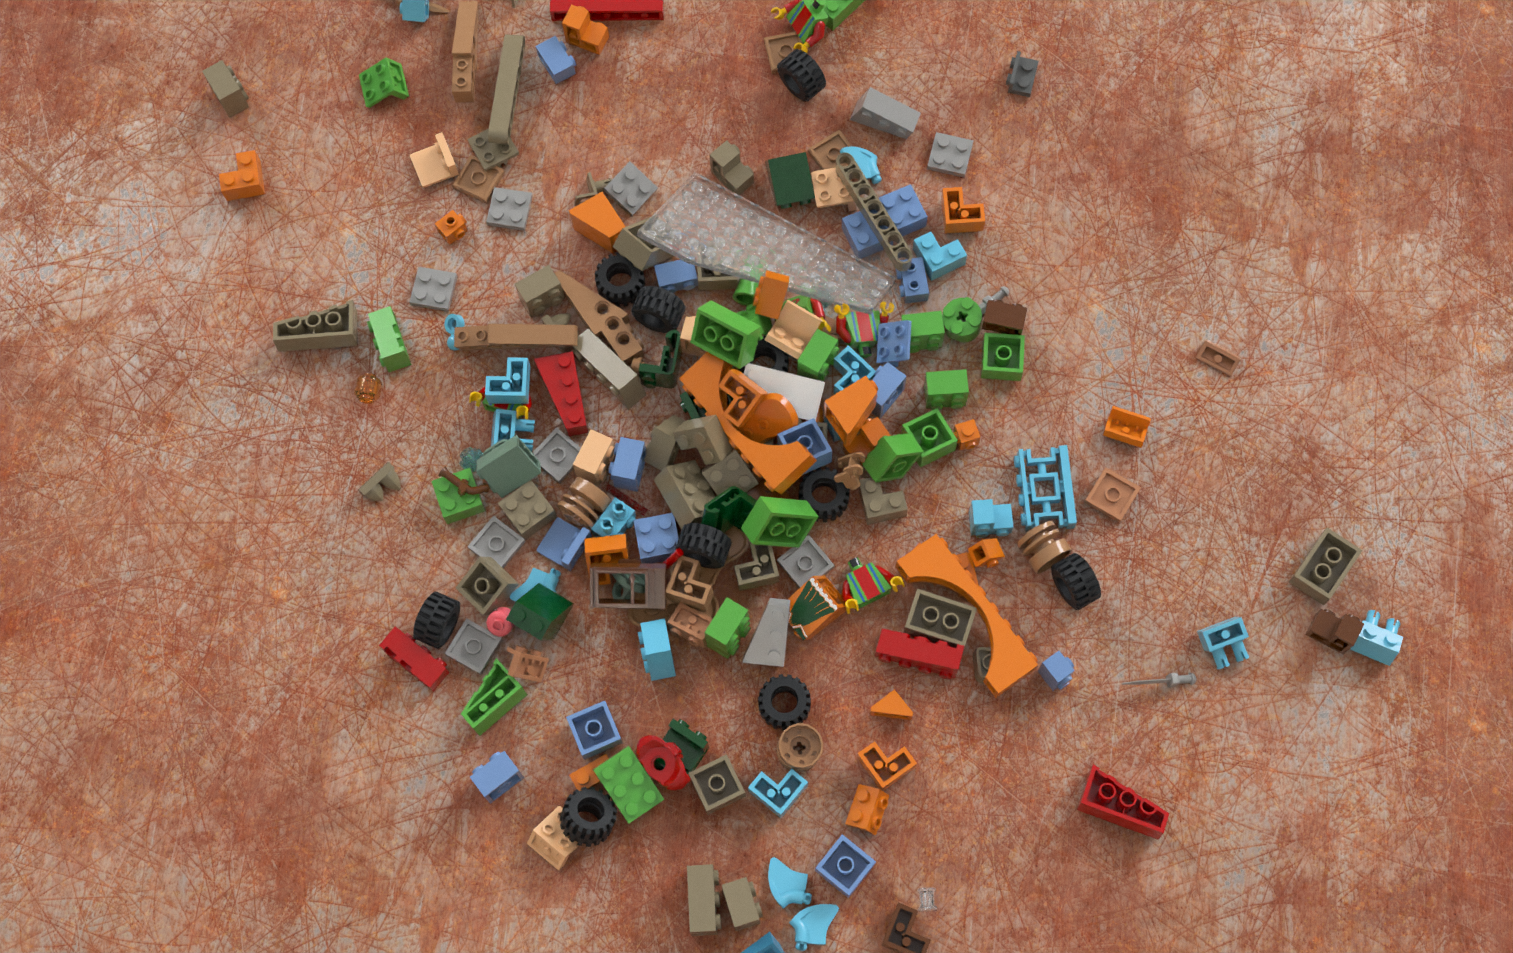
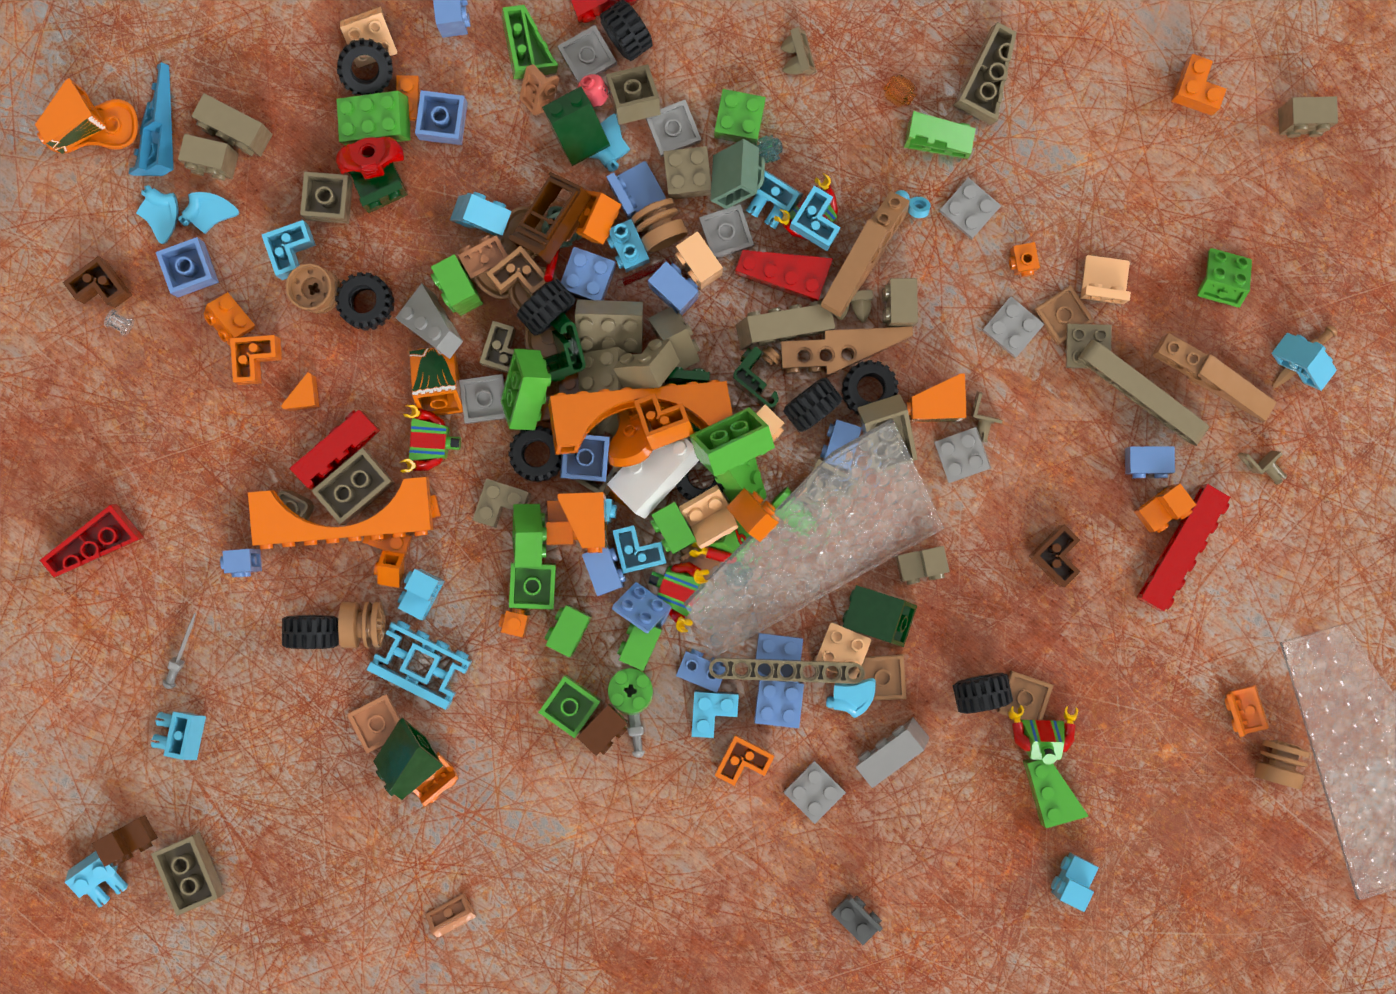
camera: 120 degrees right, 15 degrees up
(462, 485) = (741, 121): reddish brown piece -> none
(666, 86) = (1051, 555): none -> reddish brown brick
(852, 472) = (531, 485): medium nougat piece -> none
(1126, 450) = (406, 760): none -> dark green slope

